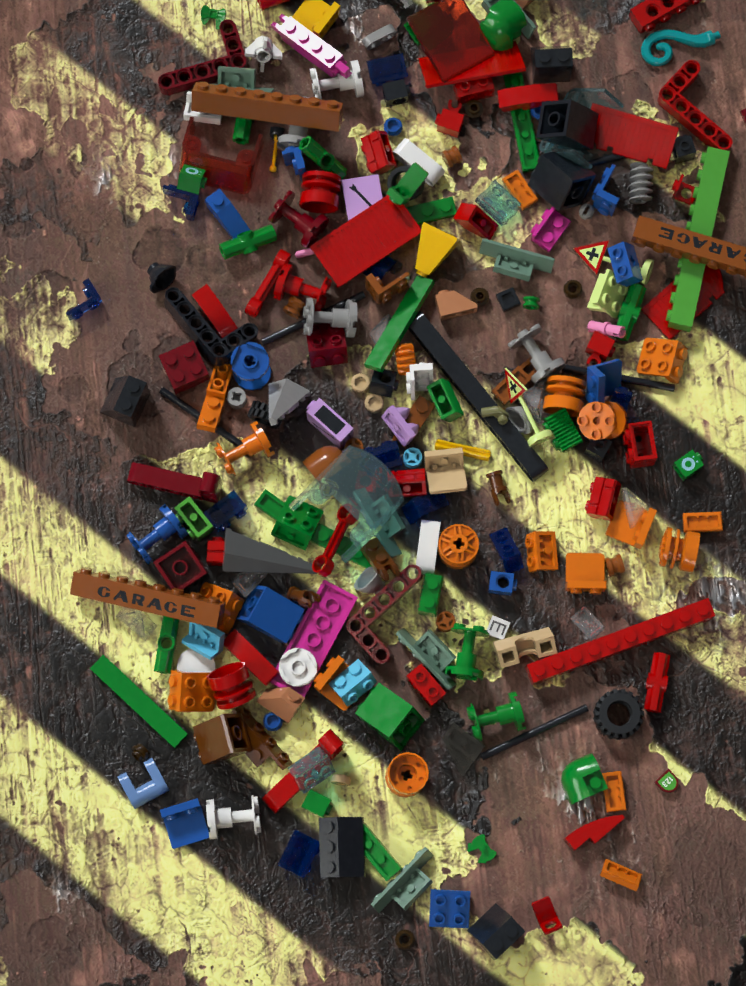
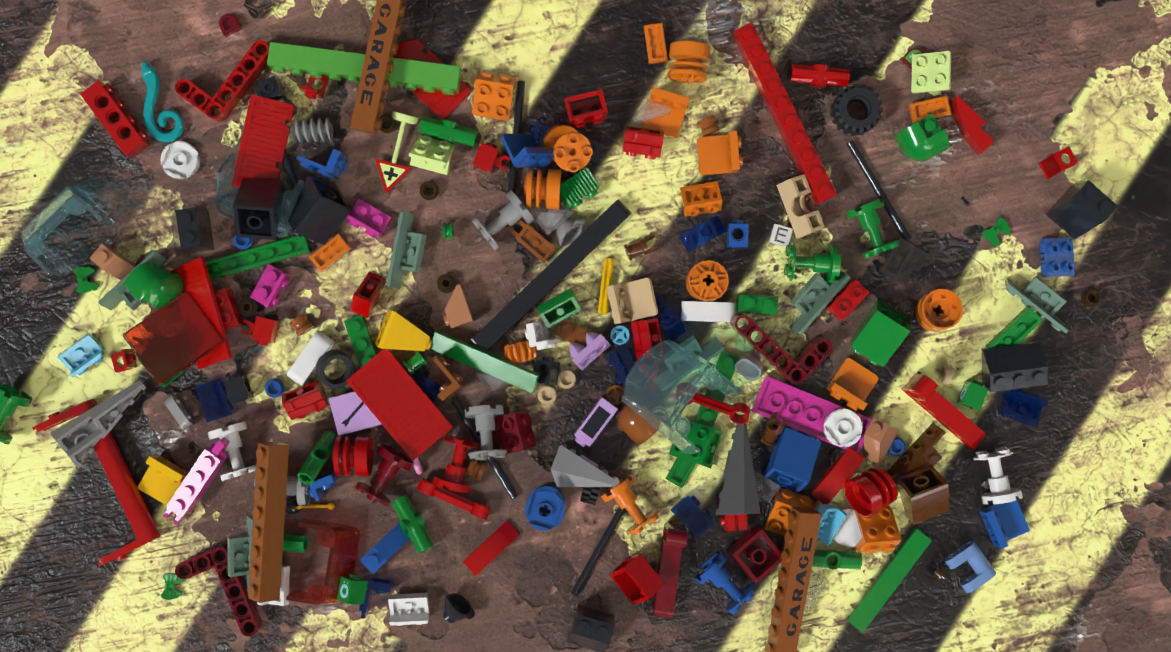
camera: 90 degrees left, 10 degrees up
(166, 231) = (409, 609): none -> white bracket
(171, 448) = (637, 579): none -> red piece
(184, 367) = (549, 574): dark red brick -> none
(194, 519) = (705, 547): bright green brick -> none
(204, 331) = (512, 556): black beam -> none
(215, 398) = (580, 539): orange slope -> none
(238, 401) = (575, 513): light grey wheel -> none
(263, 50) = (205, 530): white brick -> none
(312, 769) = (946, 405): clear light blue bracket -> none
(353, 682) = (852, 372): medium azure bracket -> none
(379, 559) = (732, 356): reddish brown hinge -> none
(404, 259) = (415, 362): none -> green bush
(407, 185) = (339, 366): green bracket -> none
(447, 620) = (783, 285): dark orange wheel -> none
(492, 131) = (270, 286): none -> dark pink bracket
(497, 412) = (568, 254): olive arm -> none
(498, 203) = (346, 273): clear light blue bracket -> none
(508, 299) = (446, 254): black tile -> none
(516, 390) = (545, 237): yellowish green piece -> none
(527, 96) = (230, 252): red slope -> none
(588, 623) = (770, 146): clear slope -> none
(589, 215) = (343, 187): light grey hinge -> none
(606, 329) = (469, 152): bright pink pin -> none
(621, 875) = (1009, 96): orange plate -> none
(622, 59) = (180, 160): none -> white tile
(625, 264) = (401, 138): blue brick -> none
(646, 251) = (387, 117): none -> dark brown plate
(650, 792) = (931, 72): none -> yellowish green bracket
(688, 464) = (599, 60): green brick -> none

